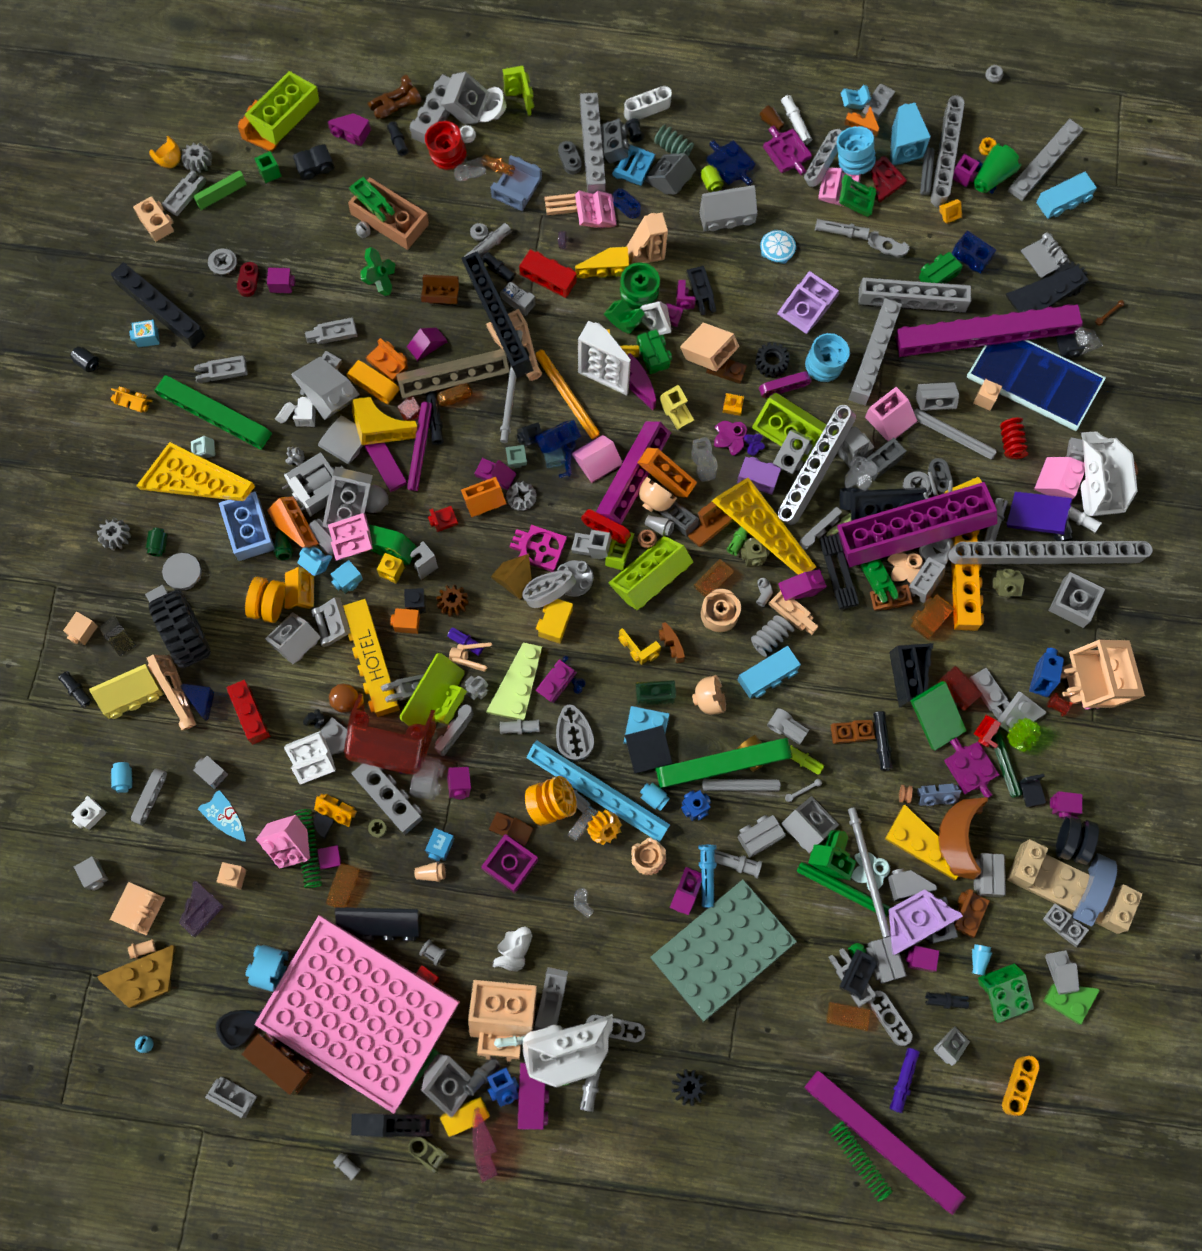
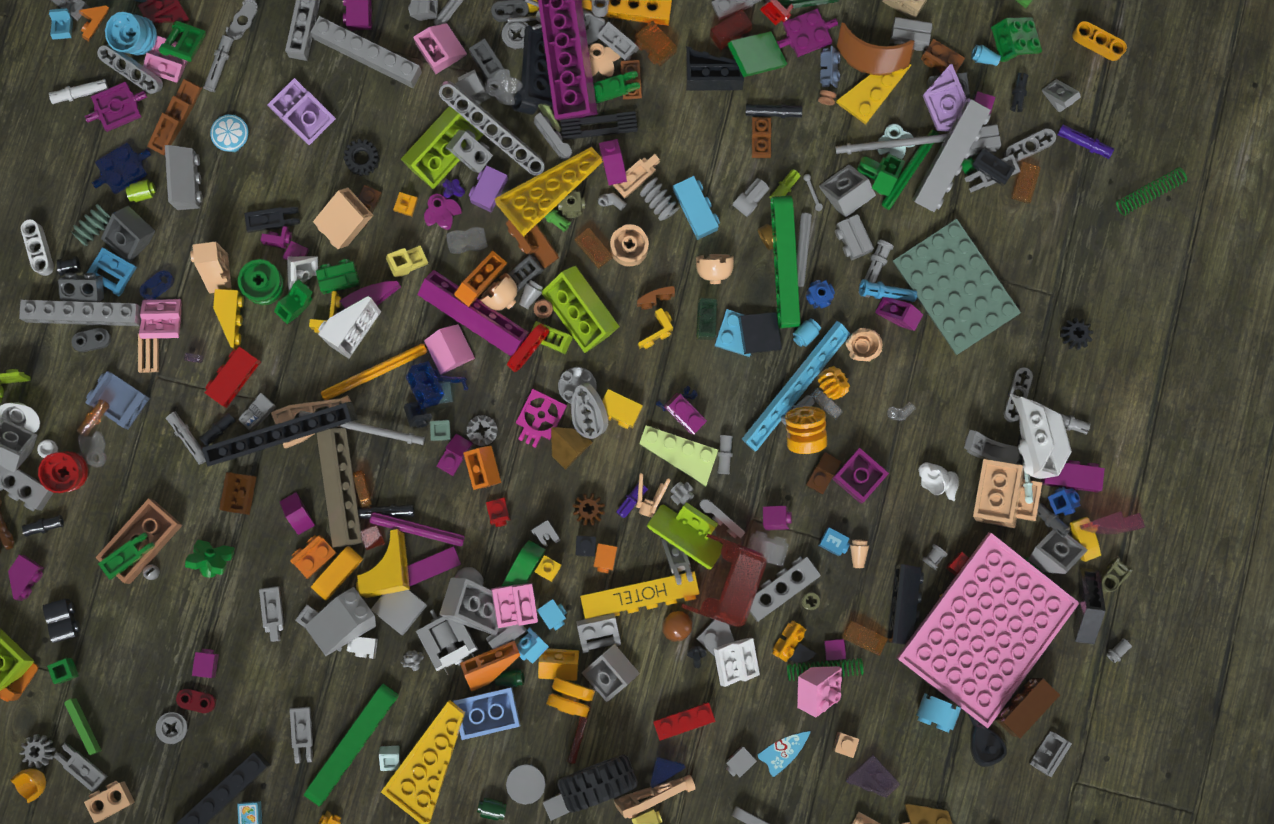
camera: 85 degrees left, 10 degrees up
(230, 615) = (578, 738): none -> clear red bar
(285, 412) = (361, 667): white tile -> none
(479, 236) = (176, 449): light grey plate -> none
(563, 739) = (737, 392): light grey piece -> none
(594, 545) = (545, 363): light grey brick -> none
(771, 117) = (73, 117): reddish brown cone -> none
(784, 199) = (175, 116): none -> dark orange slope
(785, 384) = (391, 148): magenta beam -> none
(827, 357) = (372, 91): medium azure wheel -> none
(863, 925) = (951, 155): none -> light grey brick
(885, 1142) = (1136, 168): magenta beam -> none
(907, 884) = (913, 110): light grey slope -> none

